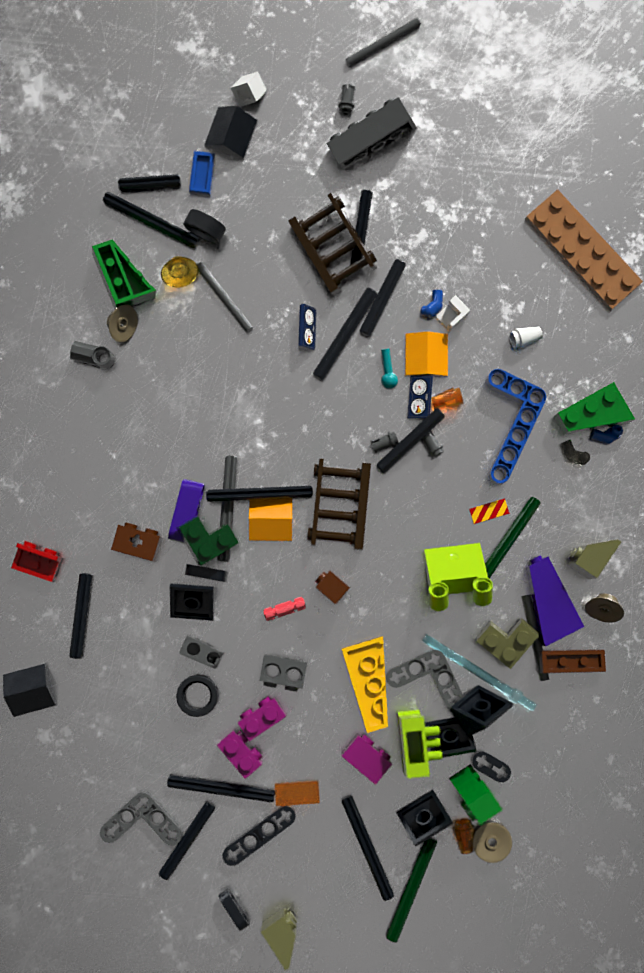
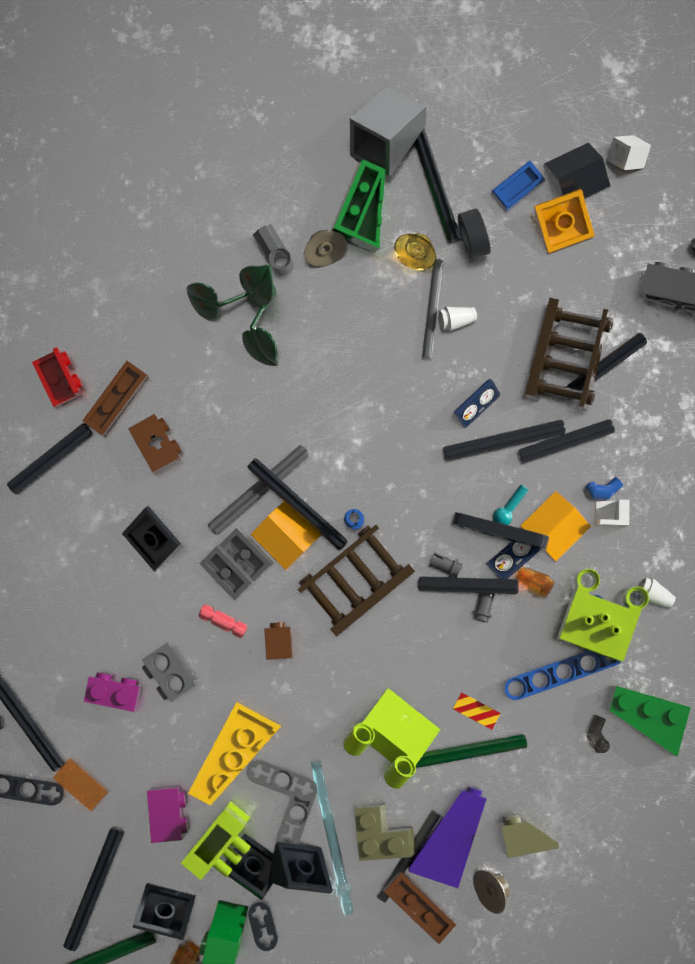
camera: 45 degrees right, 0 degrees up
(84, 539) = (115, 398): none -> reddish brown plate
(88, 214) = (386, 128): none -> dark grey slope
(109, 387) = (260, 291): none -> dark green plant
(149, 182) = (465, 150): black axle -> none
(180, 696) = (60, 617): black tyre -> none
(186, 506) = (222, 458): dark purple beam -> none
(200, 652) = (117, 587): dark grey leg -> none
(204, 545) = (208, 503): dark green brick -> none
(204, 572) = (187, 525): black beam -> none
(240, 753) = (66, 704): magenta brick -> none
(242, 289) = (456, 317): none -> white cone
(250, 167) = (563, 221): none -> light orange slope
(258, 565) = (236, 563): none -> dark grey slope
(303, 463) = (352, 525): none -> blue pin
(397, 389) = (500, 530): none -> black beam
(512, 384) = (600, 623): none -> lime piece
(607, 436) = (640, 748): blue arm -> none

